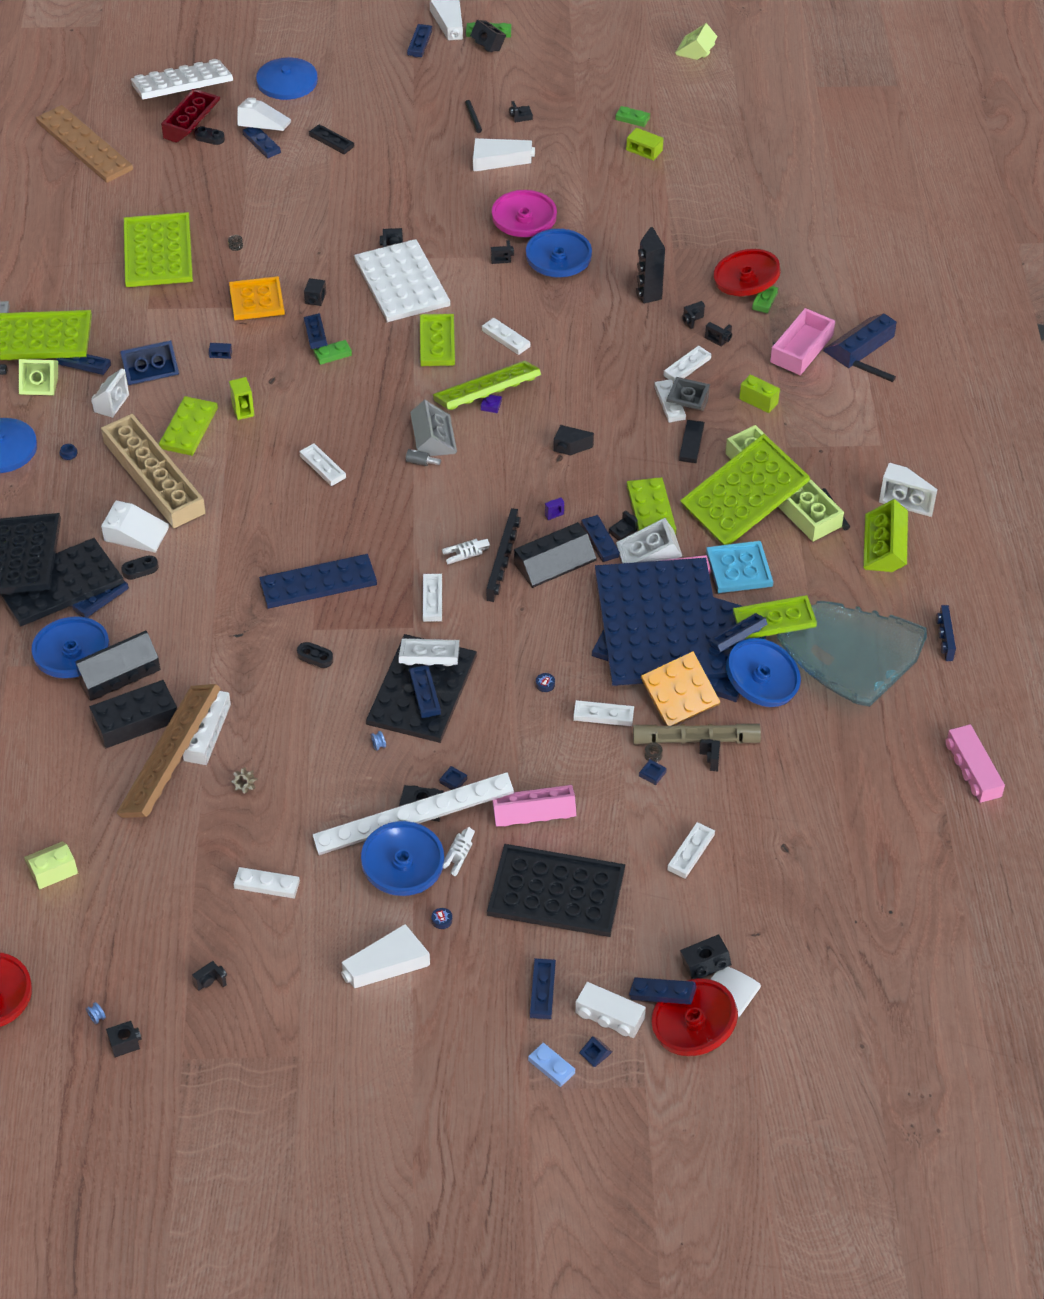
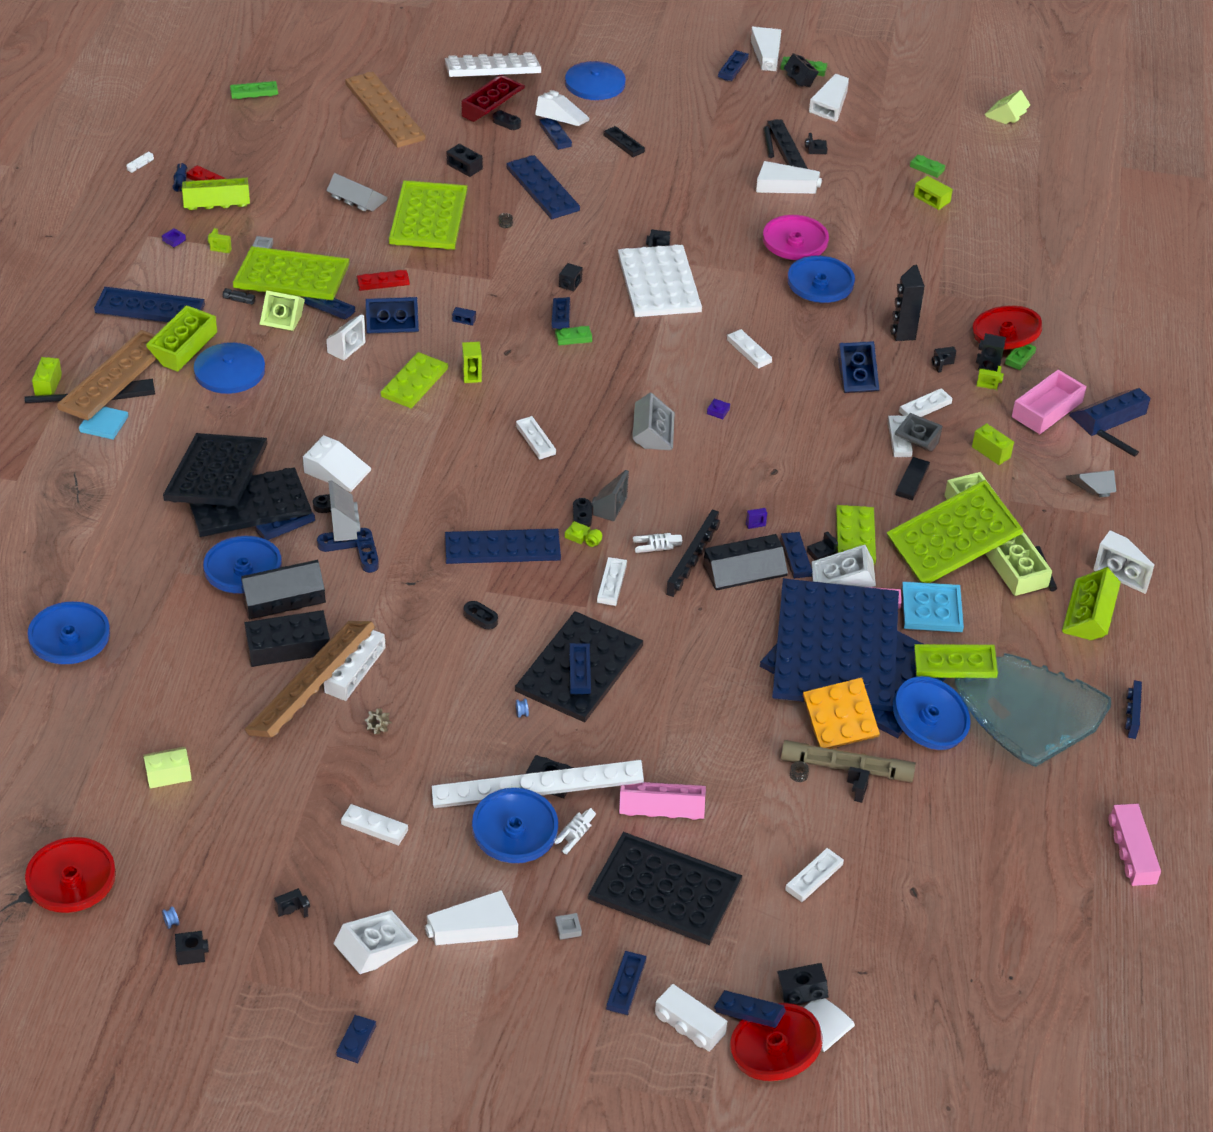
camera: 10 degrees right, 5 degrees down
(68, 452) = (292, 384): dark blue plate -> none
(78, 239) = (355, 193): none -> light grey slope
(129, 326) = (383, 280): none -> red plate
(153, 471) = (368, 415): tan brick -> none
(156, 577) = (344, 513): none -> light grey slope
(178, 603) = (360, 543): none -> dark blue beam
(179, 185) = (464, 160): none -> black brick
(256, 298) = (512, 274): light orange plate -> none
(263, 201) = (543, 187): none -> dark blue plate
(296, 996) = (373, 940): none -> white slope
(304, 1094) = (356, 1039): none -> dark blue plate
(386, 533) = (582, 511): none -> black plate
(388, 554) = (580, 533): none -> lime plate
(411, 513) = (611, 498): none -> dark grey slope
(421, 458) = (634, 448): dark grey piece -> none
(429, 652) = (593, 631): white plate -> none
(437, 340) = (679, 340): lime plate -> none
(442, 918) = (541, 893): dark blue tile -> none
(453, 778) = (588, 757): dark blue tile -> none
(475, 945) = (568, 926): none -> light grey plate
(487, 384) = (720, 389): lime plate -> none
(491, 116) = (785, 144): none -> black plate
(502, 254) = (764, 272): black bracket -> none
(522, 61) = (830, 98): none -> white slope
(545, 682) = (705, 683): dark blue tile -> none
(551, 1064) = (616, 1061): light blue plate -> none
(572, 440) = (791, 457): black slope -> none
(595, 1051) = (665, 1056): dark blue slope -> none
(603, 713) = (757, 723): white plate -> none
(615, 337) = (858, 367): none -> dark blue slope
(652, 772) = (794, 790): dark blue tile -> none
(717, 334) = (963, 381): black bracket -> none
(738, 302) = (991, 352): none -> black brick
(738, 632) = (913, 667): dark blue plate -> none
(742, 328) = (989, 378): none -> lime bracket
(863, 415) = (1095, 482): none -> slope

